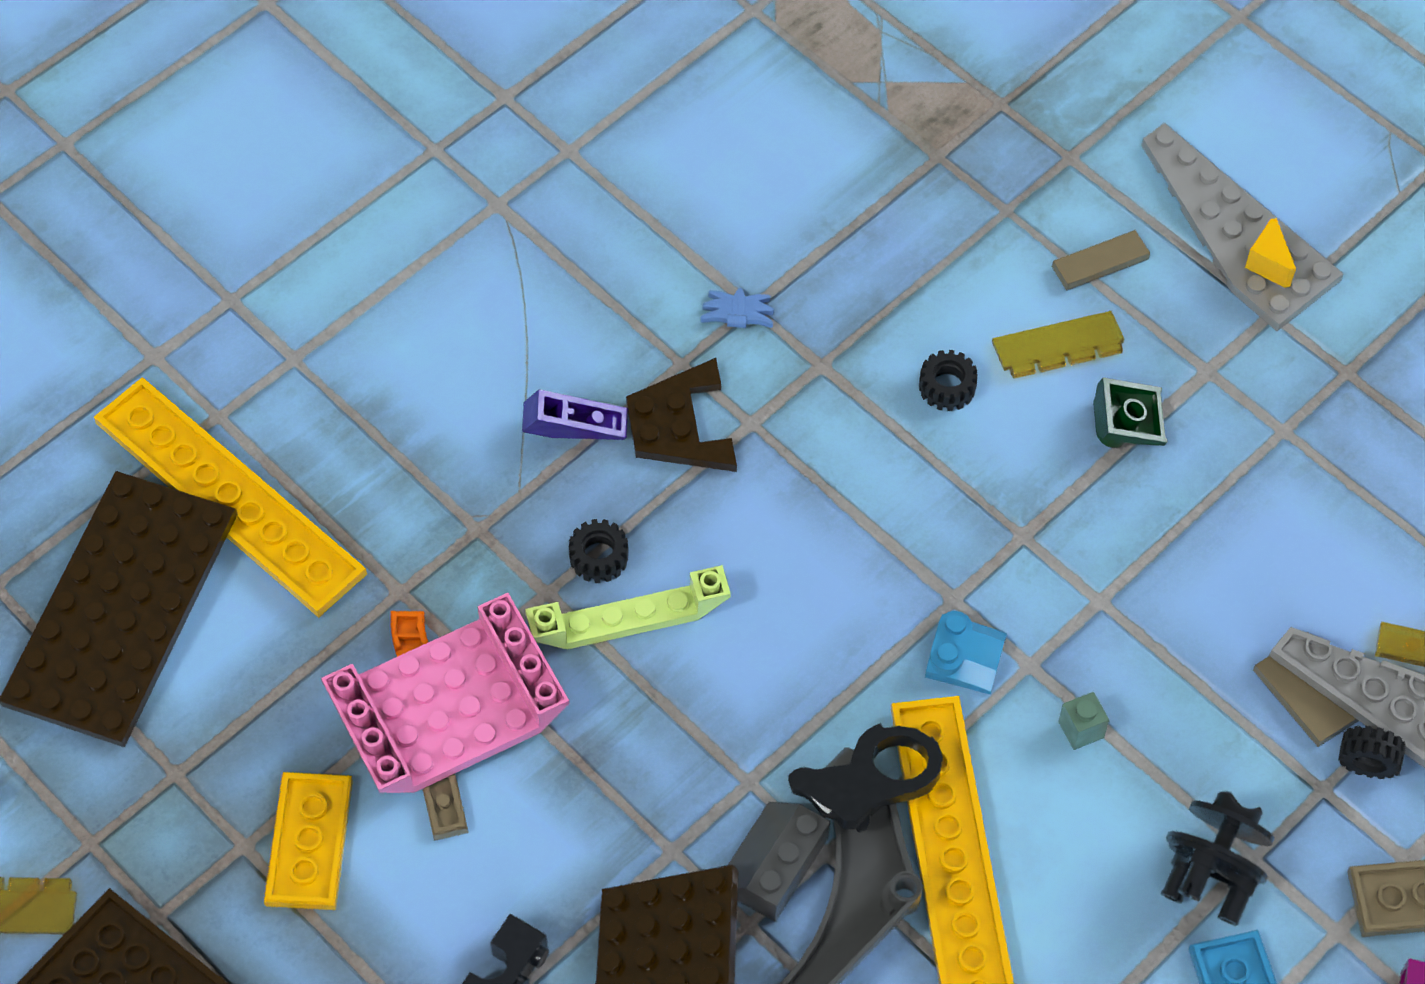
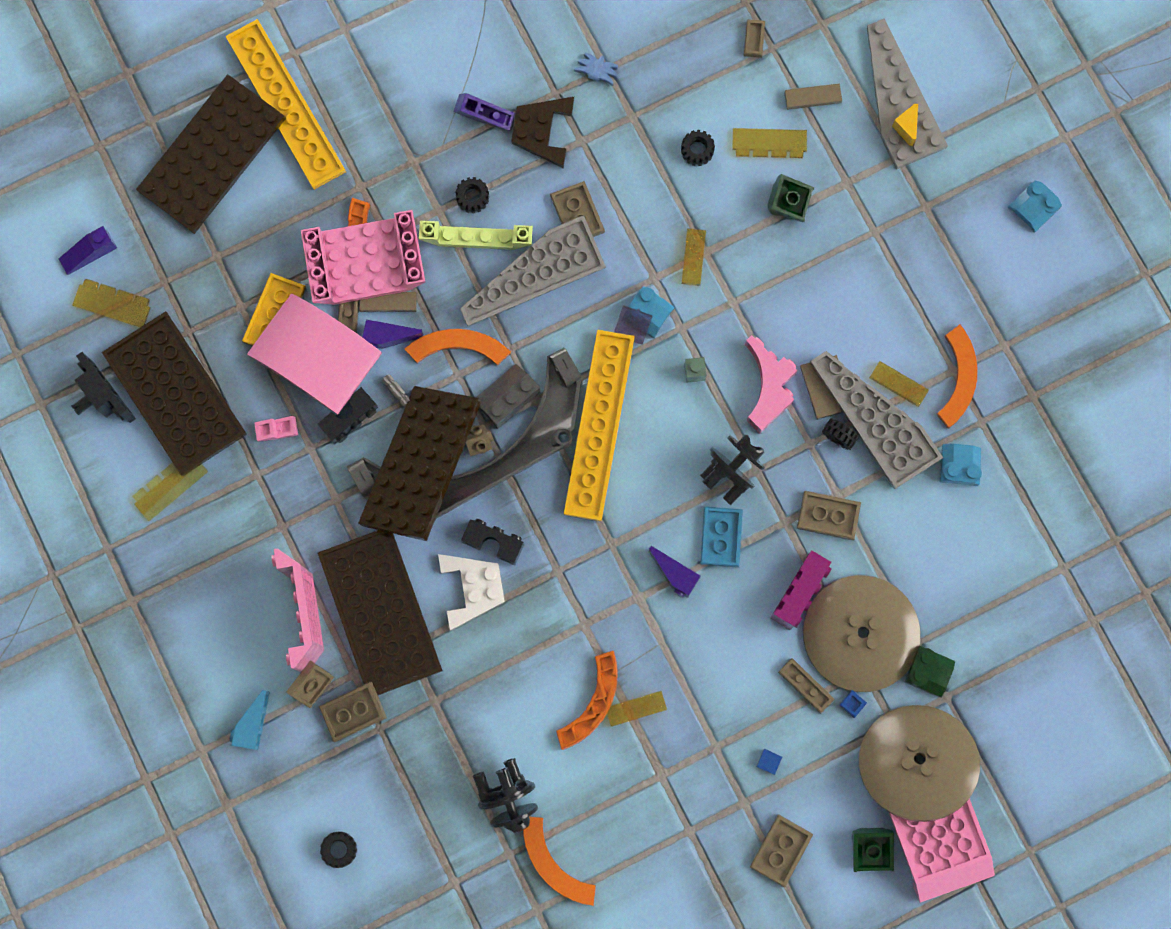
camera: 20 degrees right, 20 degrees up
(407, 878) = (315, 353): none -> bright pink slope
(519, 761) = (390, 303): none -> dark tan tile
(521, 817) = (386, 335): none -> dark purple slope
(571, 906) = (396, 390): none -> light grey axle
(653, 790) = (457, 339): none -> orange tile
(755, 946) = (479, 440): none -> dark tan brick
(771, 620) = (550, 263): none -> light grey wing
(786, 533) = (576, 202): none -> dark tan tile
(855, 789) = (558, 374): black animal -> none
(950, 673) = (633, 323): none -> clear purple piece
(973, 202) = (754, 38): none -> dark tan tile
(1007, 547) = (693, 257): none -> clear yellow tile
(1217, 692) = (774, 376): none -> bright pink arch

